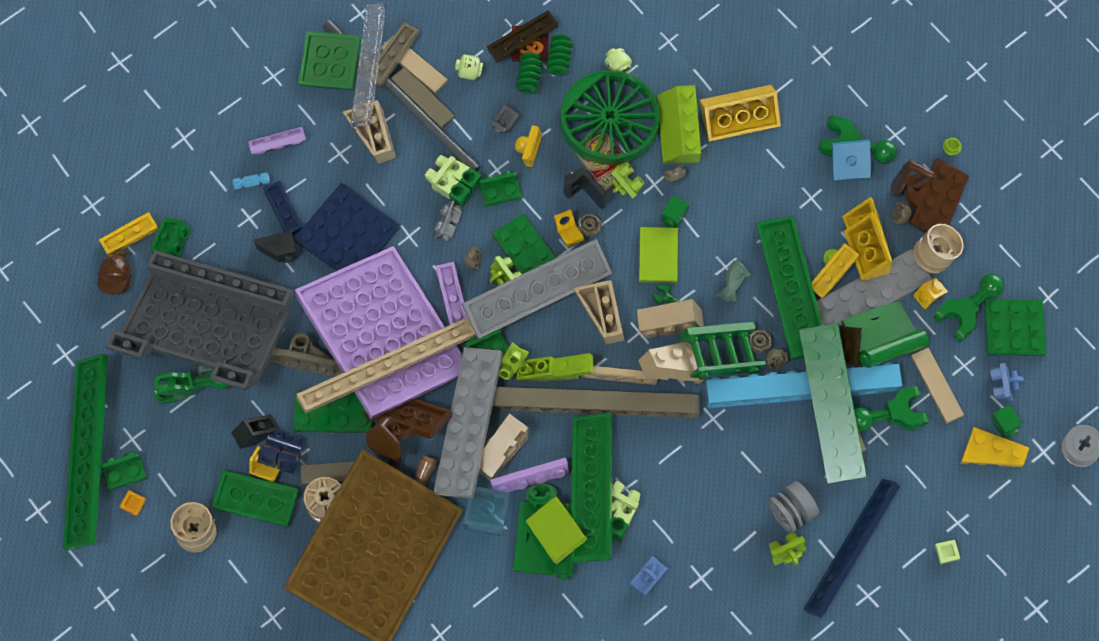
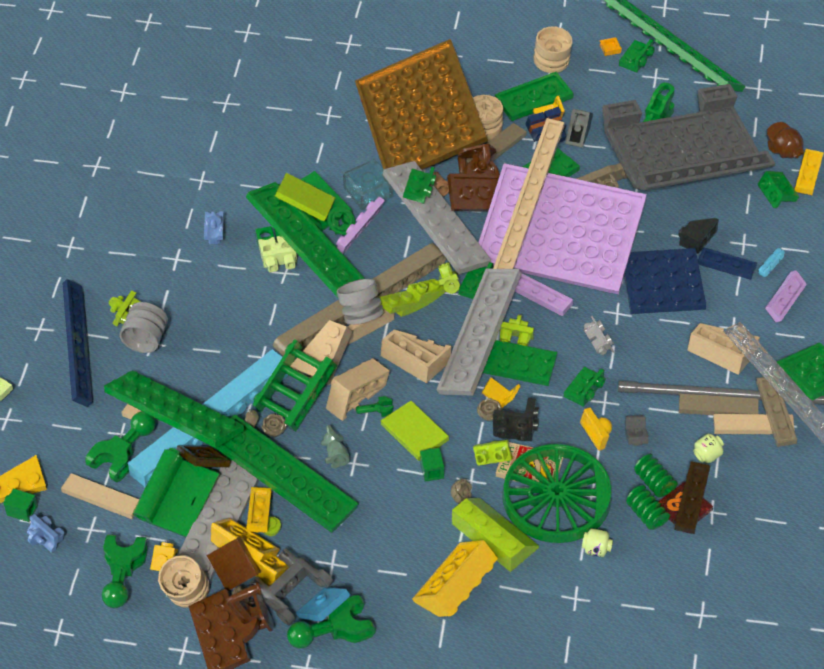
camera: 140 degrees right, 20 degrees down
(454, 180) = (626, 363): hips -> none
(460, 450) = (419, 186): none -> green bracket
(472, 258) = (551, 325): dark tan plate -> none
(502, 447) = (398, 227): tan wedge -> none
(608, 384) = (360, 301): none -> light grey wheel
(845, 200) = (297, 571): none -> dark grey connector
(892, 232) = (233, 563): none -> reddish brown tile
(1014, 327) = (68, 584): green plate -> none

